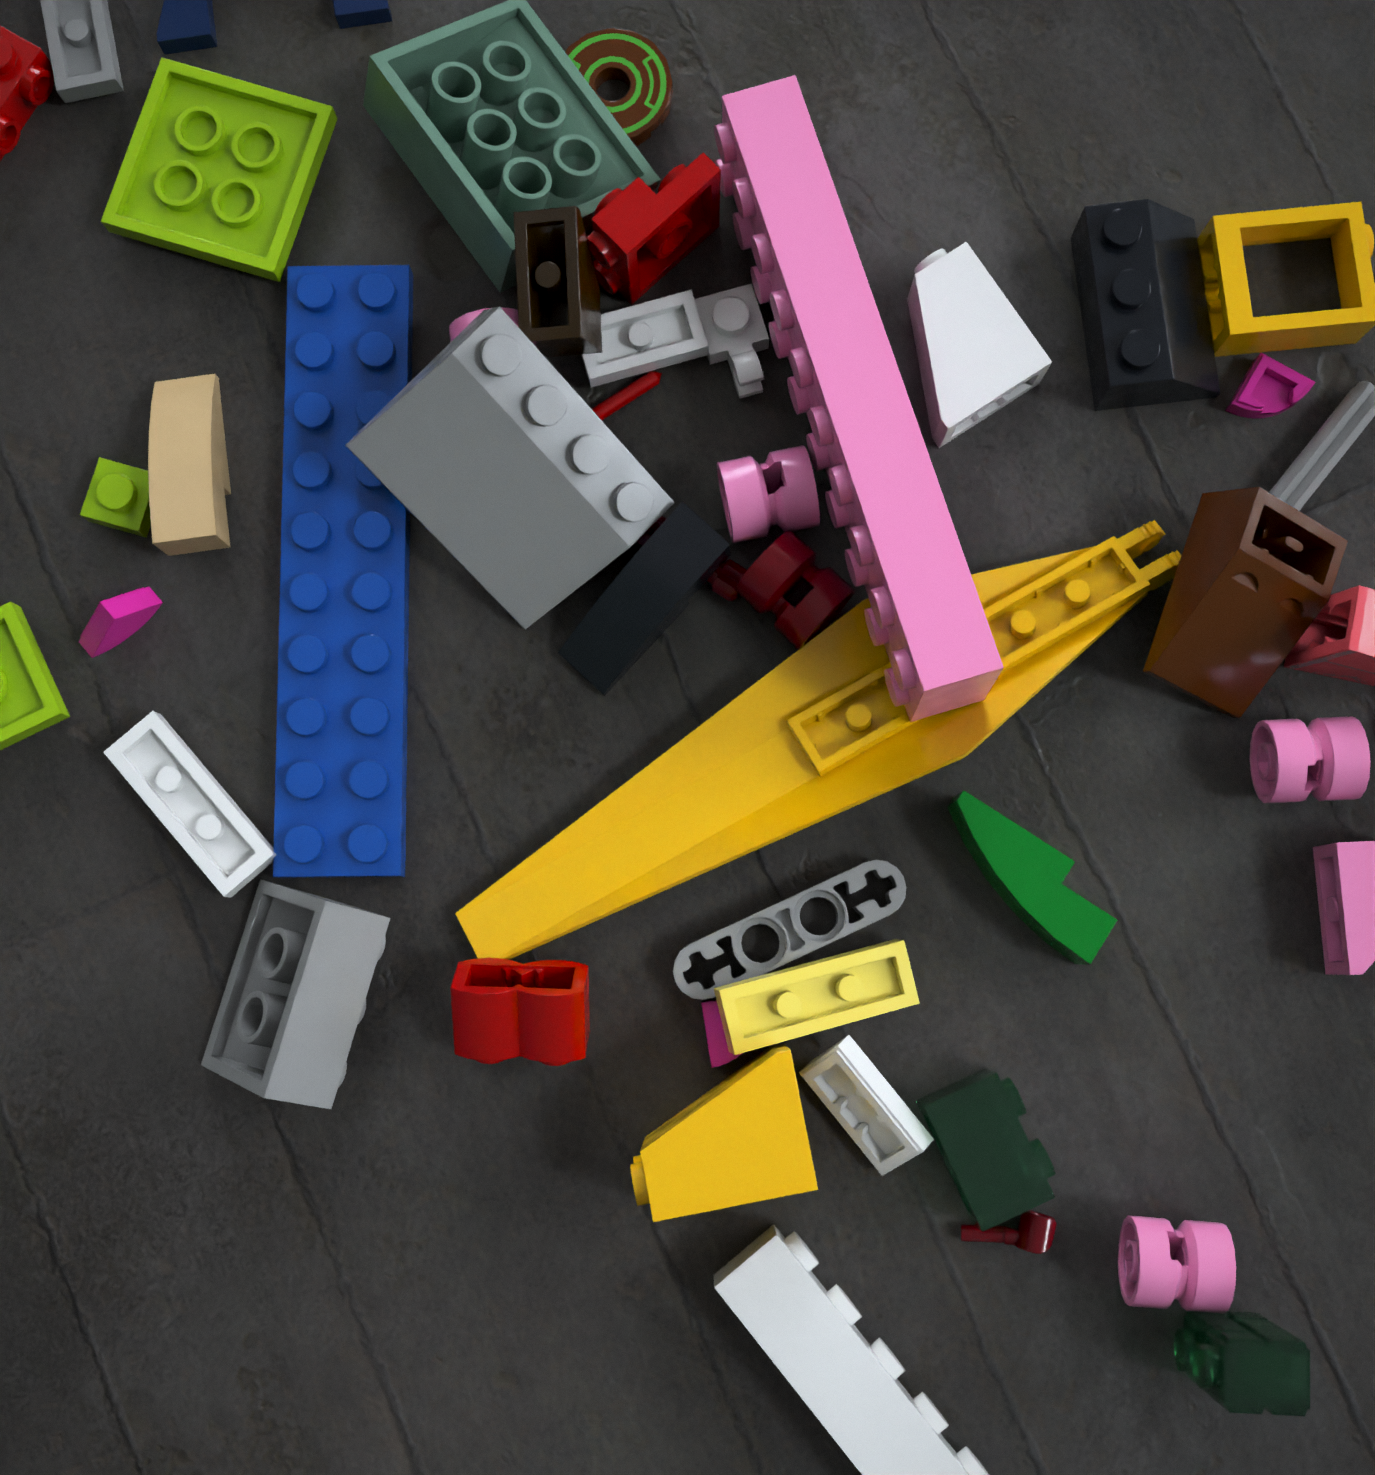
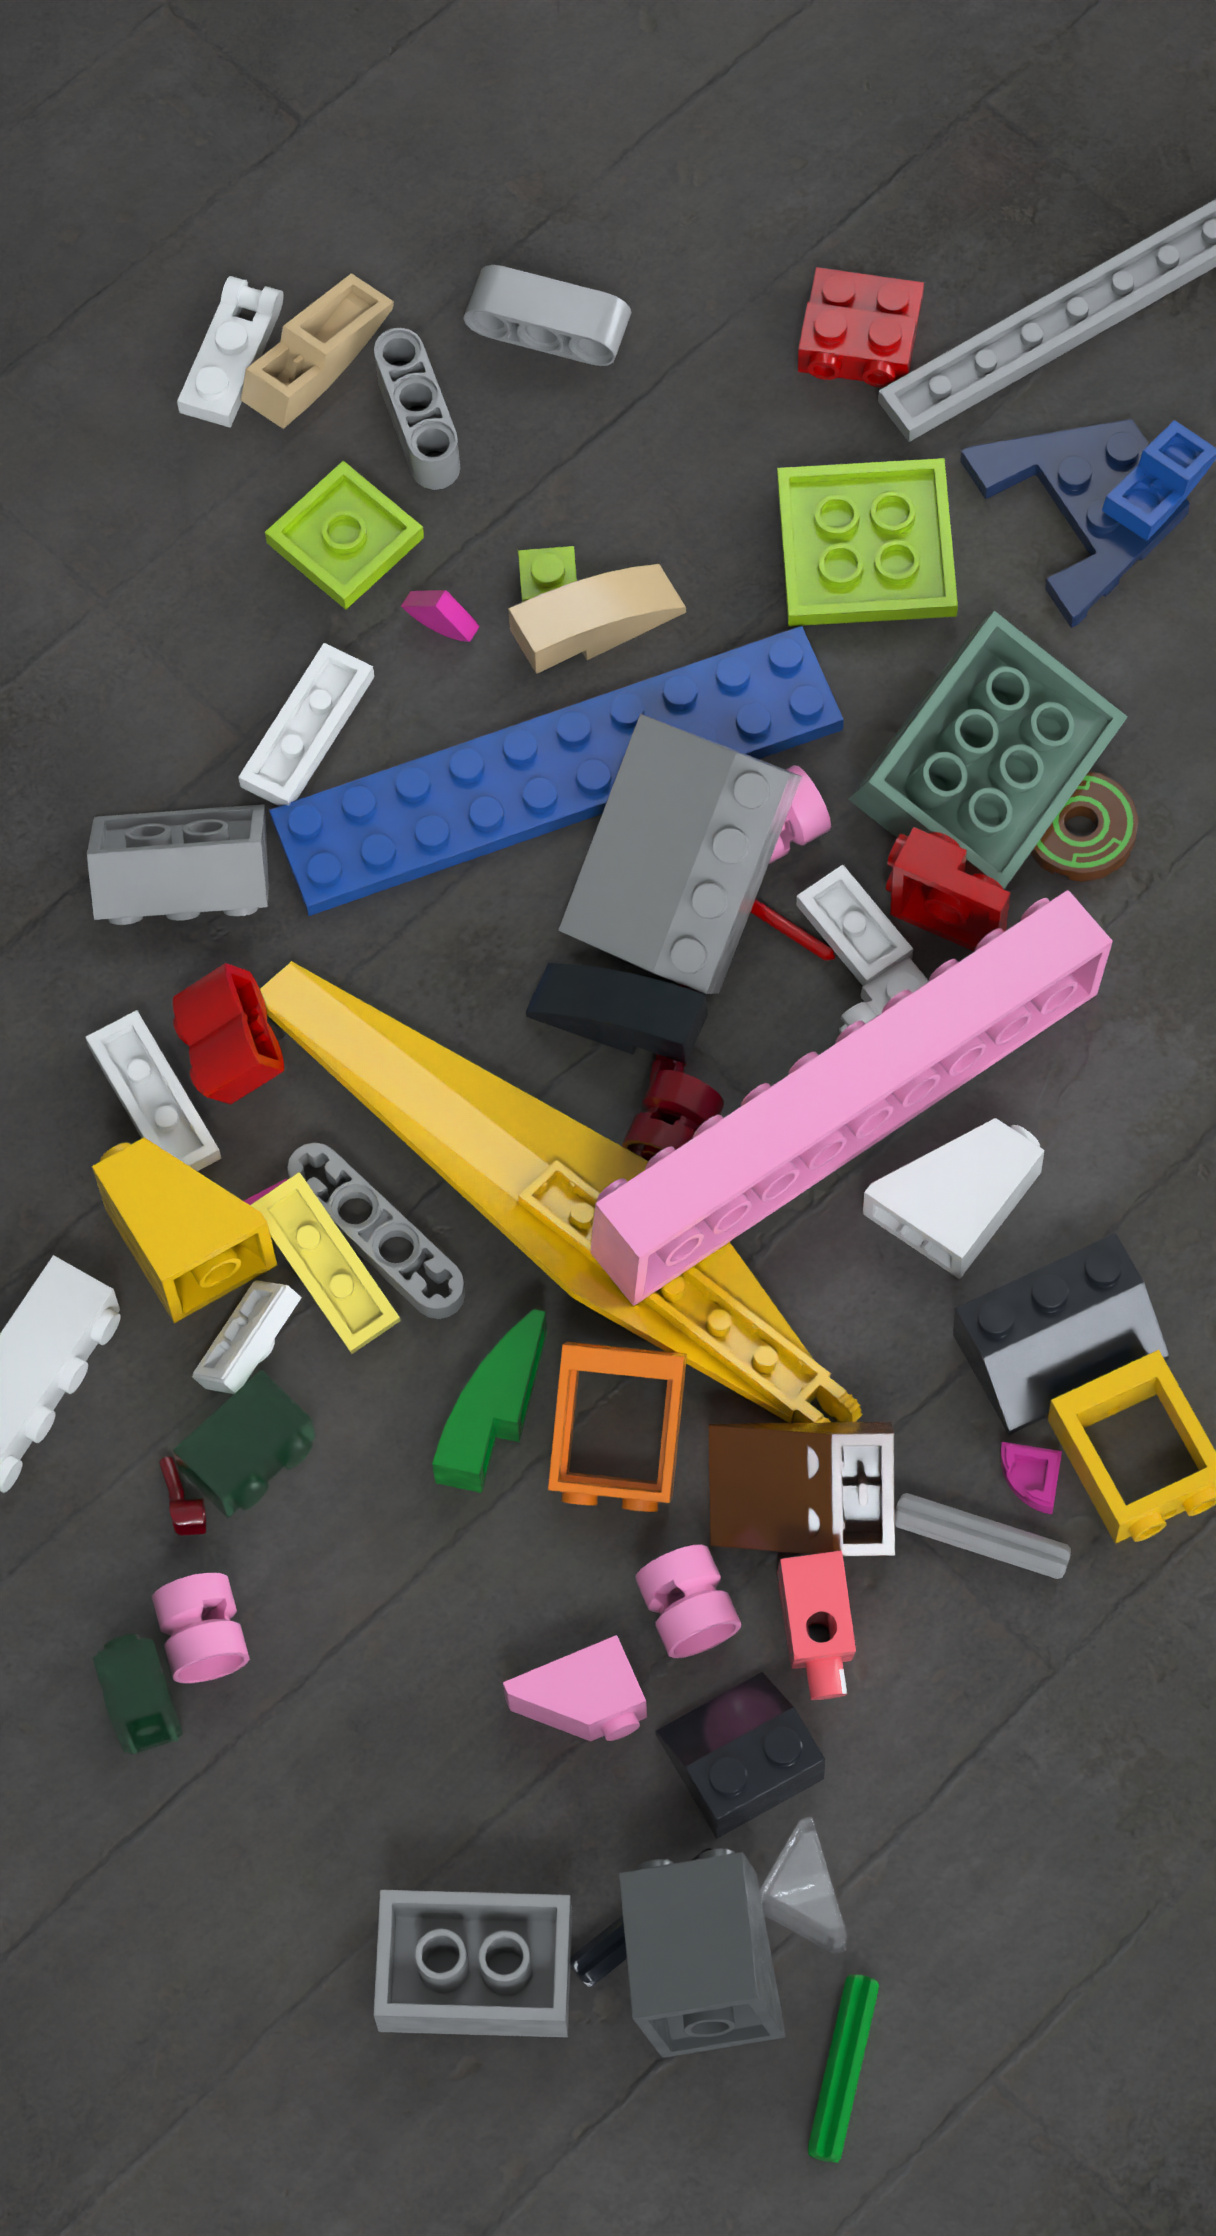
camera: 70 degrees right, 15 degrees down
(556, 282) = (851, 827): dark brown slope -> none
(556, 1112) = (152, 1091): none -> white plate
(768, 493) = (742, 1060): bright pink wheel -> none
(1059, 735) = (585, 1488): none -> orange window

